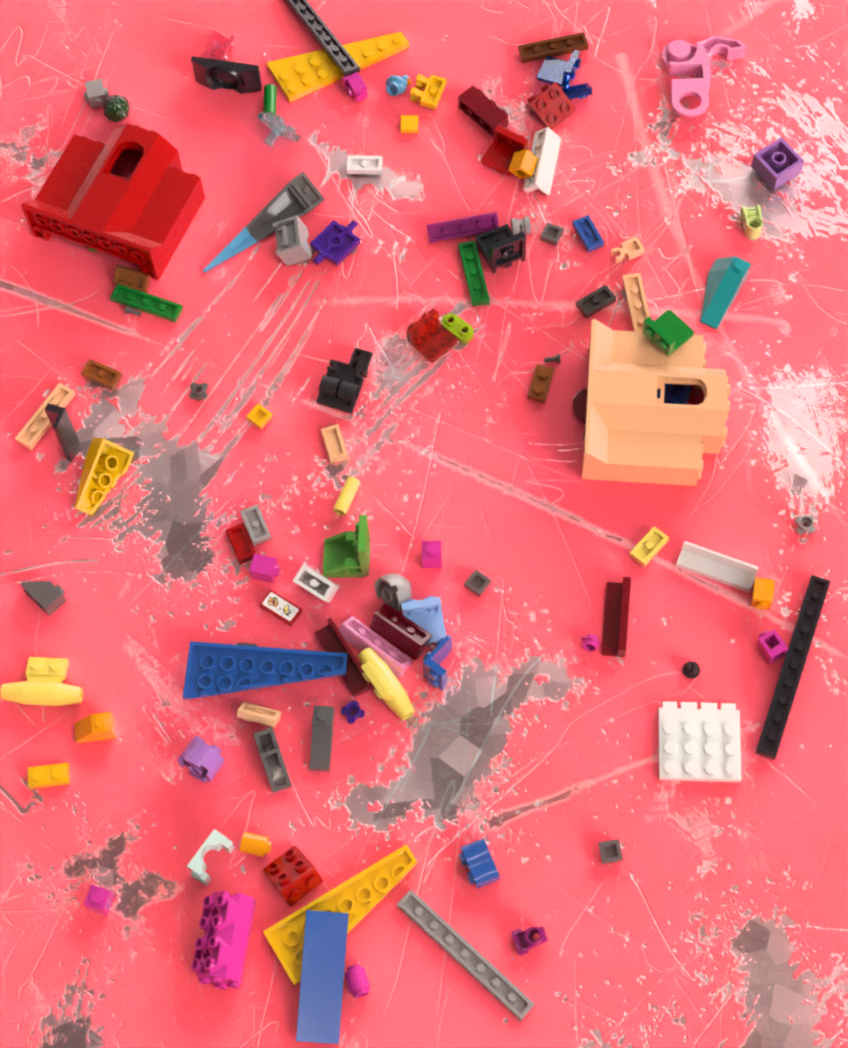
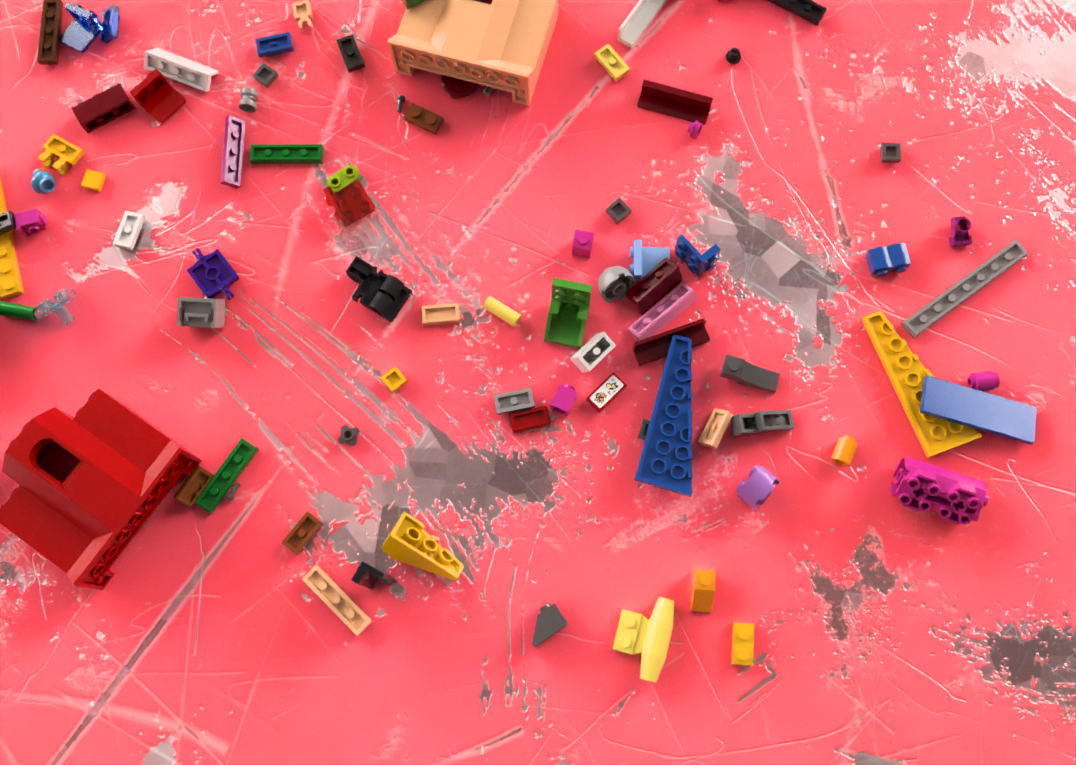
camera: 80 degrees left, 10 degrees up
(99, 900) = (882, 606): dark pink brick -> none
(215, 841) = (842, 485): light aqua piece -> none
(293, 875) = (876, 423): red bracket -> none
(294, 199) = (153, 308): dark grey plate -> none
(353, 706) = (719, 341): dark purple plate -> none
(385, 684) = (705, 307): light yellow plate -> none
(501, 247) = (273, 114): black bracket -> none
(523, 164) = (179, 82): light orange brick -> none
(551, 105) = (117, 45): red bracket -> none
(636, 300) = (365, 19): light nougat plate -> none
(699, 742) = (800, 65): white hinge -> none

